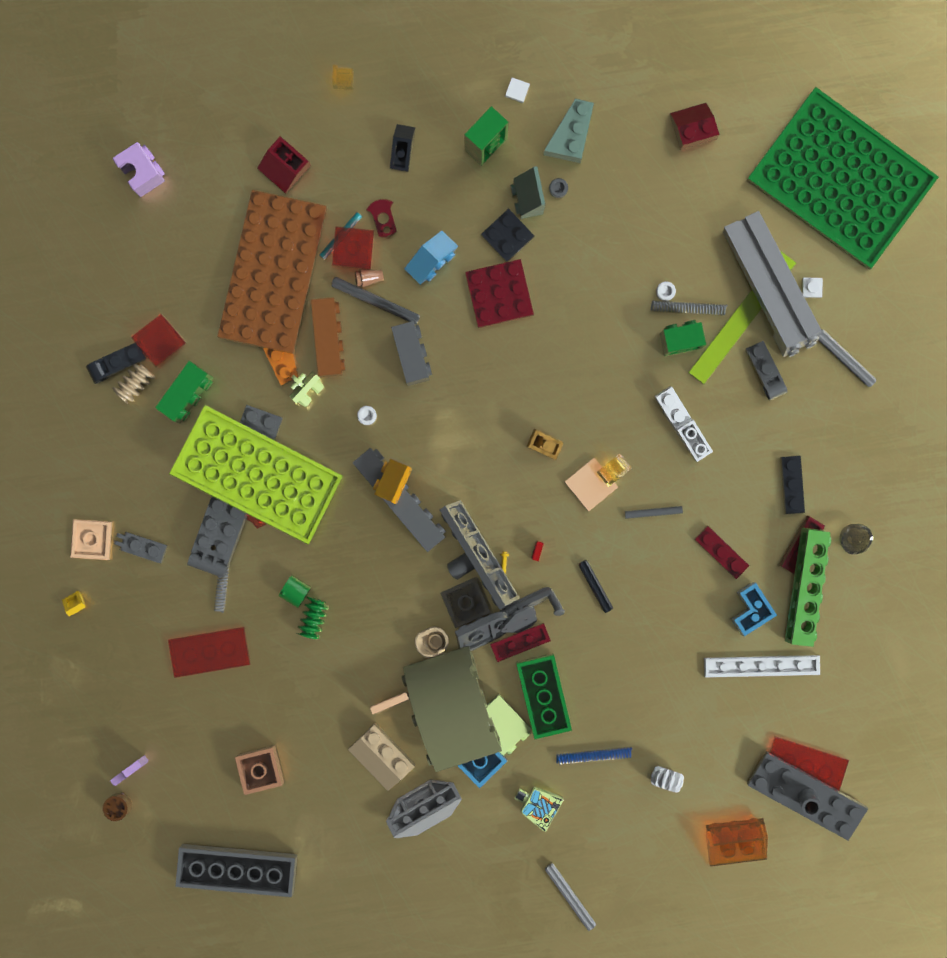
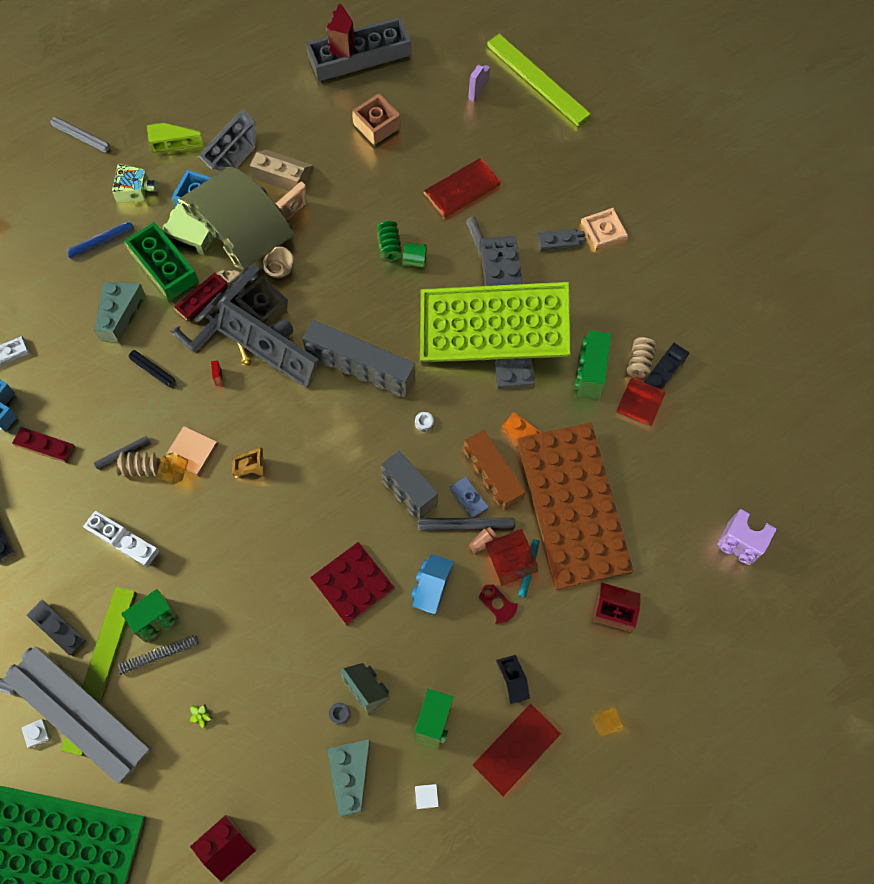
camera: 150 degrees right, 20 degrees down
(63, 750) = (538, 79): none -> lime tile
(73, 603) = (590, 175): yellow plate -> none
(117, 806) = (474, 55): reddish brown piece -> none
(250, 878) = (341, 33): none -> dark red slope
(299, 394) = (493, 419): yellowish green hips -> none
(361, 323) = (469, 497): none -> sand blue plate
(392, 481) = (369, 356): light orange slope -> none
(427, 92) = (516, 750): none -> clear red tile
(483, 849) = (171, 137): none -> lime slope
(484, 654) = (228, 276): none -> tan tile
(507, 235) = (369, 642): black plate -> none
(606, 663) = (115, 309): none -> sand green wedge
(643, 489) = (137, 465): none -> tan piece
(665, 291) = (188, 660): white tile -> none
(667, 779) = (26, 241): white gear -> none
(673, 239) = (200, 714): none -> lime plant

